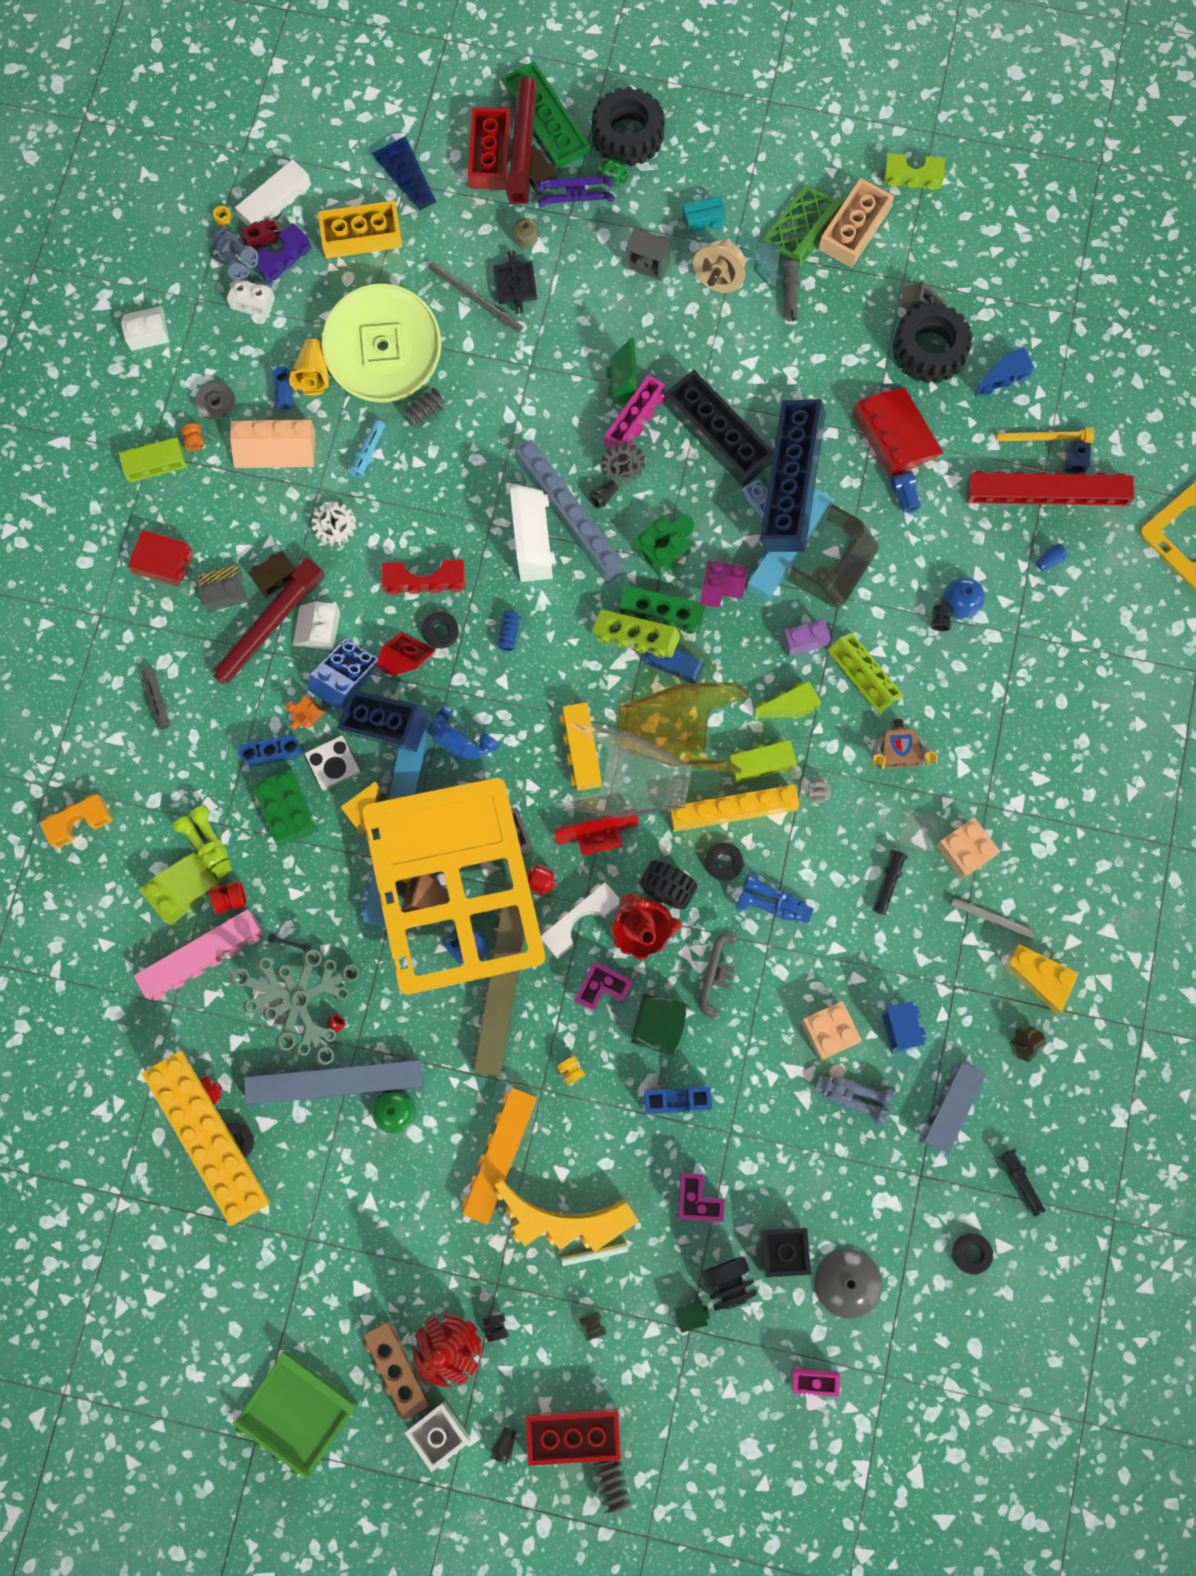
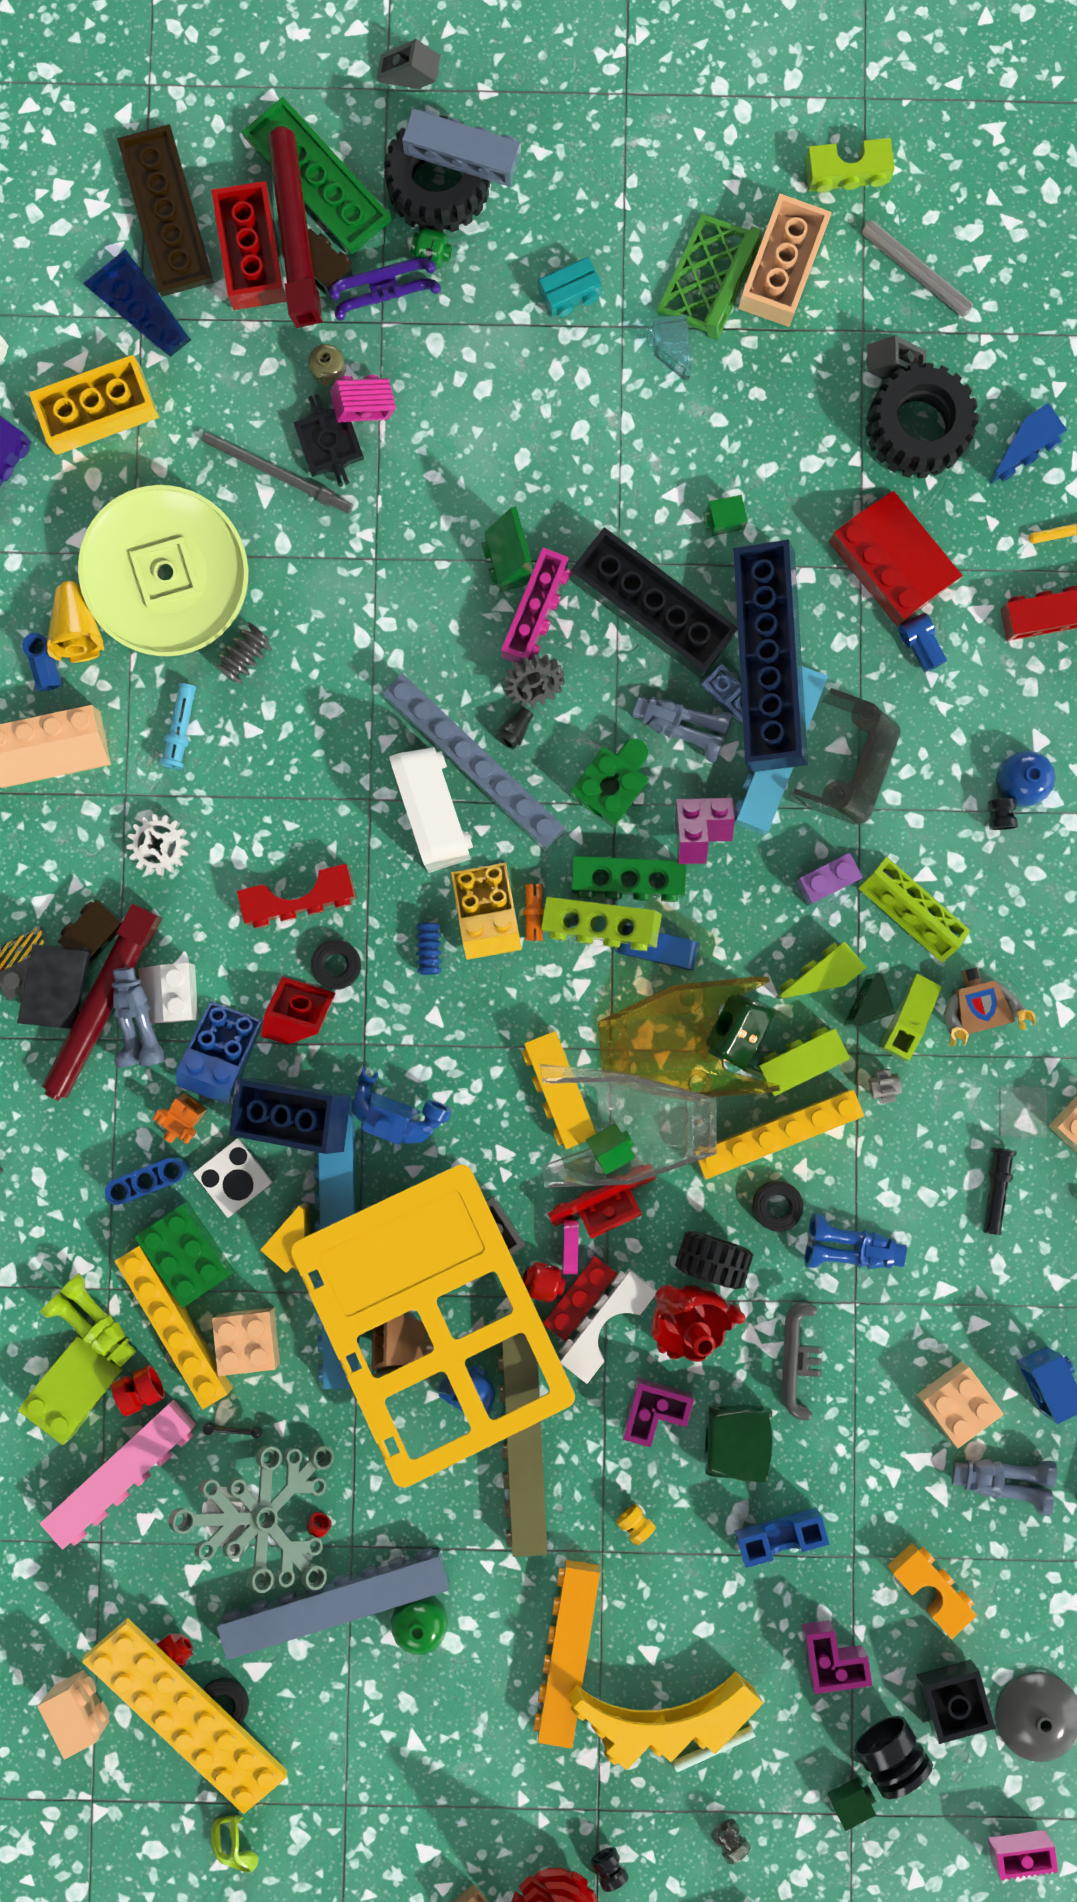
camera: 15 degrees left, 10 degrees up
(124, 1119) = (74, 1714): none -> light nougat brick
(217, 1259) = (240, 1860): none -> lime piece
(238, 601) = (53, 986): none -> black piece
(265, 857) = (174, 1328): none -> yellow brick
(288, 623) = (131, 1002): none -> sand blue piece
(314, 878) = (246, 1341): none -> light nougat brick
(438, 118) = (165, 210): none -> dark brown plate
(544, 258) = (362, 399): none -> dark pink brick
(555, 614) = (486, 911): none -> yellow slope
(564, 898) = (579, 1298): none -> red plate
(565, 859) = (570, 1248): none -> dark pink beam
(589, 621) = (533, 912): none -> orange pin
(610, 791) = (611, 1148): none -> green brick
(624, 57) = (409, 66): none -> dark grey slope
(647, 108) = (461, 147): none -> sand blue brick
(647, 254) = (505, 364): dark grey brick -> none
(713, 506) = (666, 718): none -> sand blue piece
(720, 266) = (610, 364): tan piece -> none
(722, 727) = (741, 1031): none -> dark green piece
(782, 381) = (725, 515): none -> green brick
(790, 283) = (709, 365): dark grey pin -> none
(796, 1182) = (949, 1609): none -> light orange arch
(820, 730) = (871, 1002): none -> clear green slope
(847, 746) = (910, 1019): none -> lime slope
(949, 246) = (917, 268): none -> light grey axle

